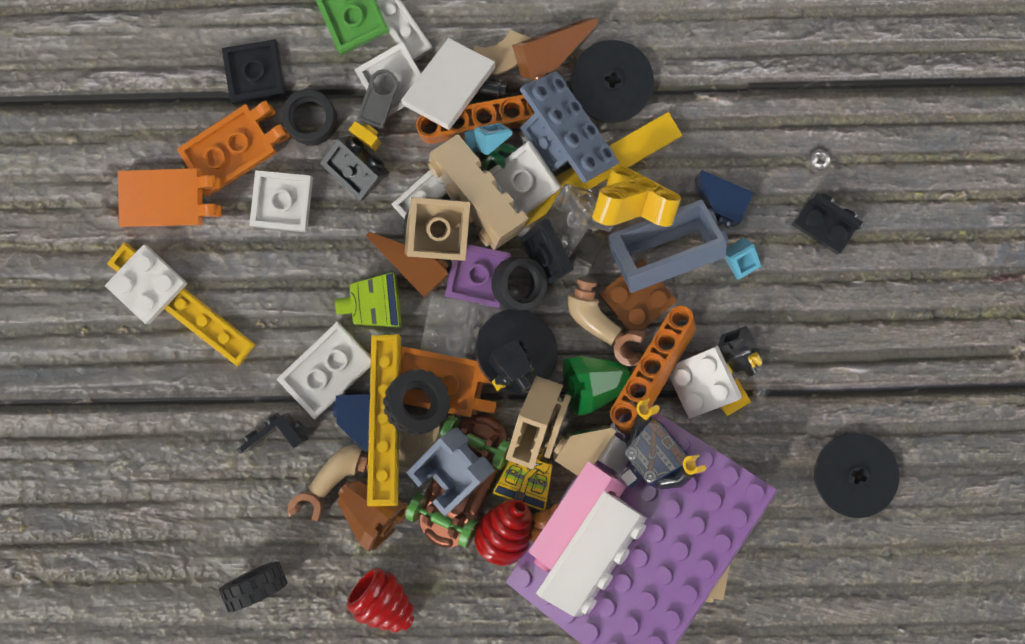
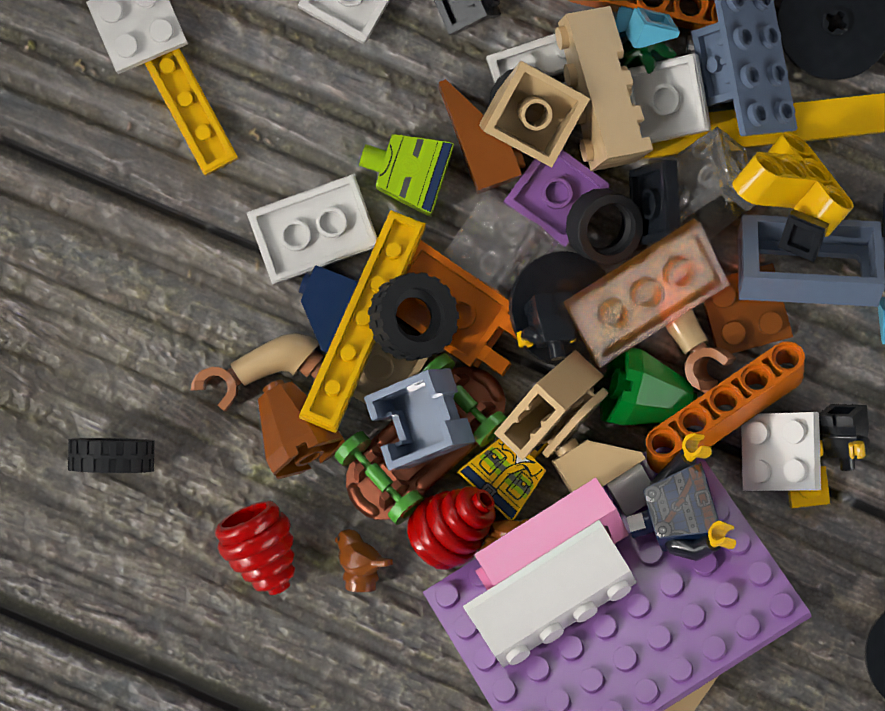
camera: 25 degrees right, 0 degrees up
(292, 430) = (240, 285): black bracket -> none
(454, 581) = (359, 562): none -> dark orange animal
(567, 317) = (646, 293): none -> clear orange tile
(655, 231) = (803, 235): none -> black tile

